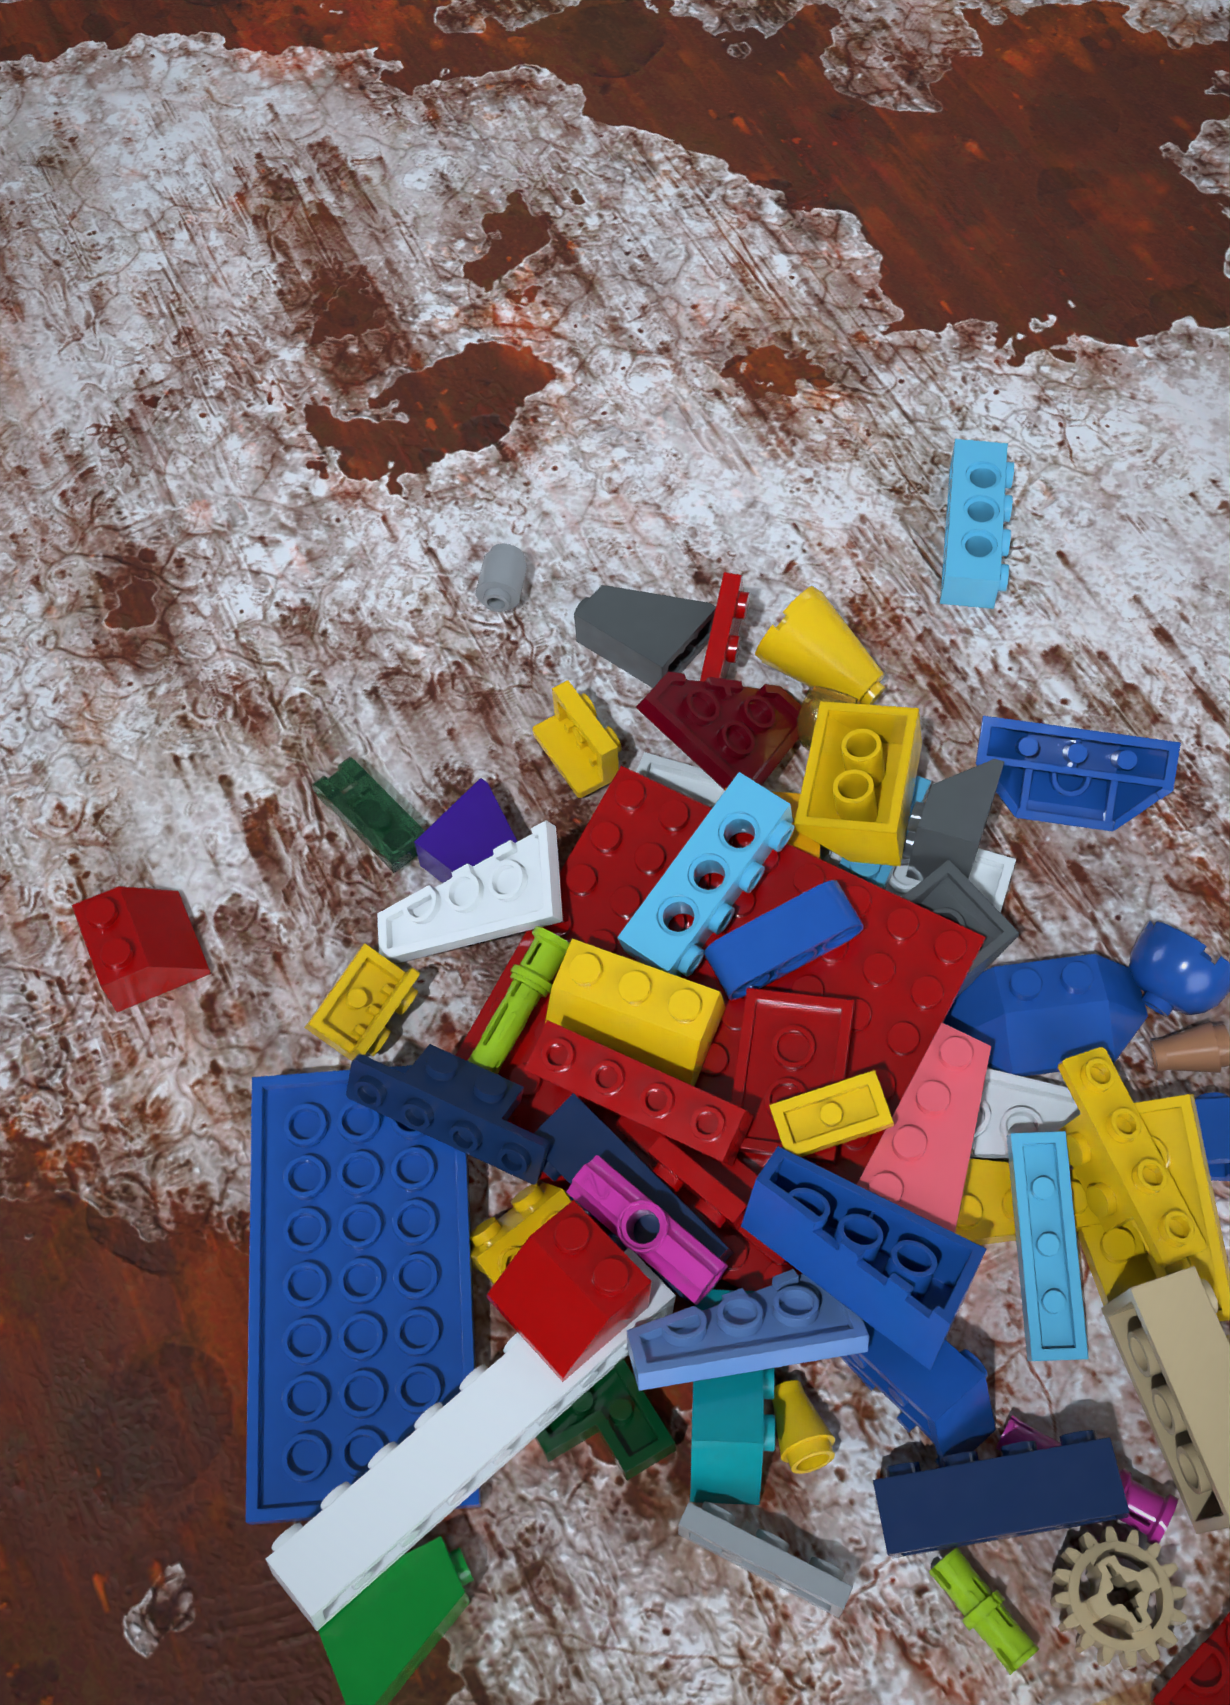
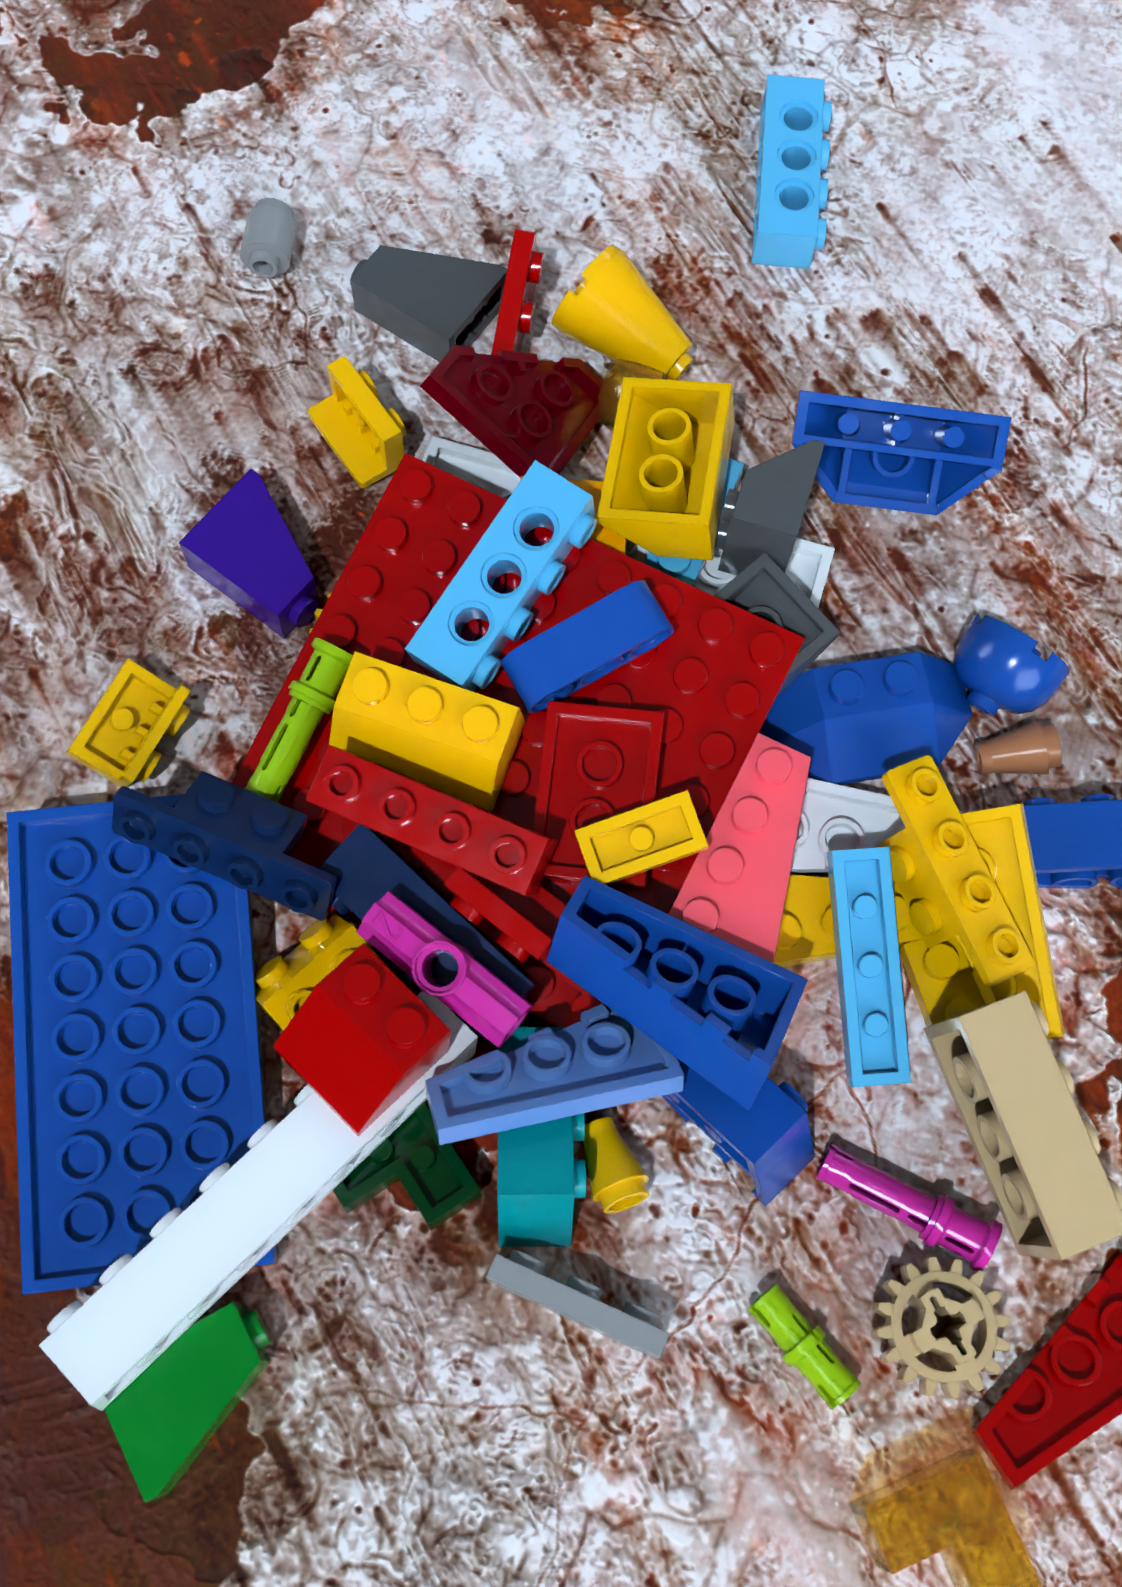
camera: 10 degrees left, 10 degrees up
(370, 813) = (130, 510): clear green plate -> none
(480, 902) = (253, 610): white wing -> none
(1000, 1496) = (821, 1233): dark blue brick -> none

